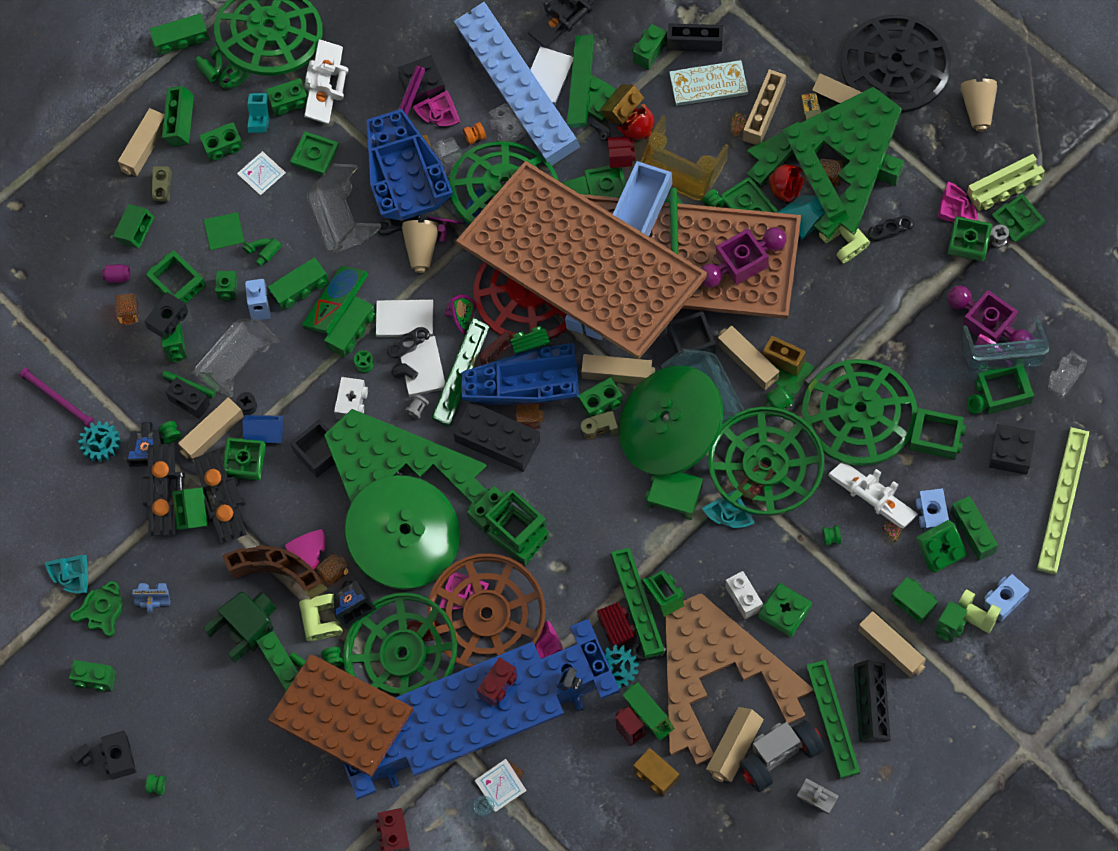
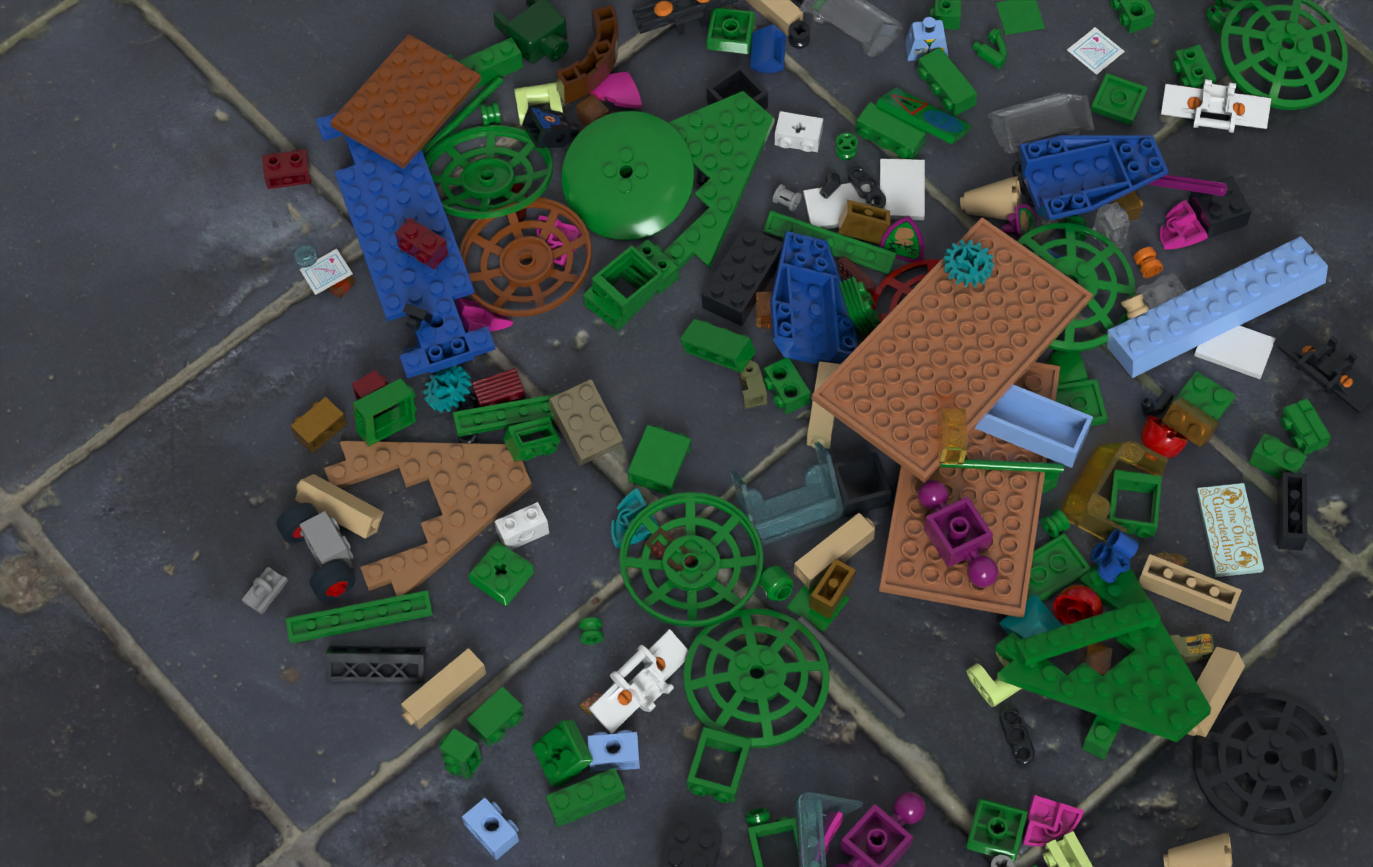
camera: 90 degrees right, 5 degrees down
(258, 112) = (1167, 41): teal brick -> none
(445, 341) = (864, 221): none -> pearl gold brick
(516, 242) = (968, 263): none -> teal gear
(522, 139) = (1134, 306): none -> tan wheel
(568, 450) = (718, 345): none -> green brick
(580, 81) = (1224, 378): green tile -> none
(619, 28) = (1305, 427): none -> green brick
(621, 151) = (1121, 416): dark red brick -> none
(647, 549) = (585, 422): none -> dark tan brick
(673, 250) = (952, 436): none -> clear yellow brick
(692, 424) = (744, 449): green dish -> none
(694, 131) = (1137, 483): none -> green window
(748, 155) = (1114, 555): none -> blue piece
(977, 616) = (472, 788): yellowish green connector -> none

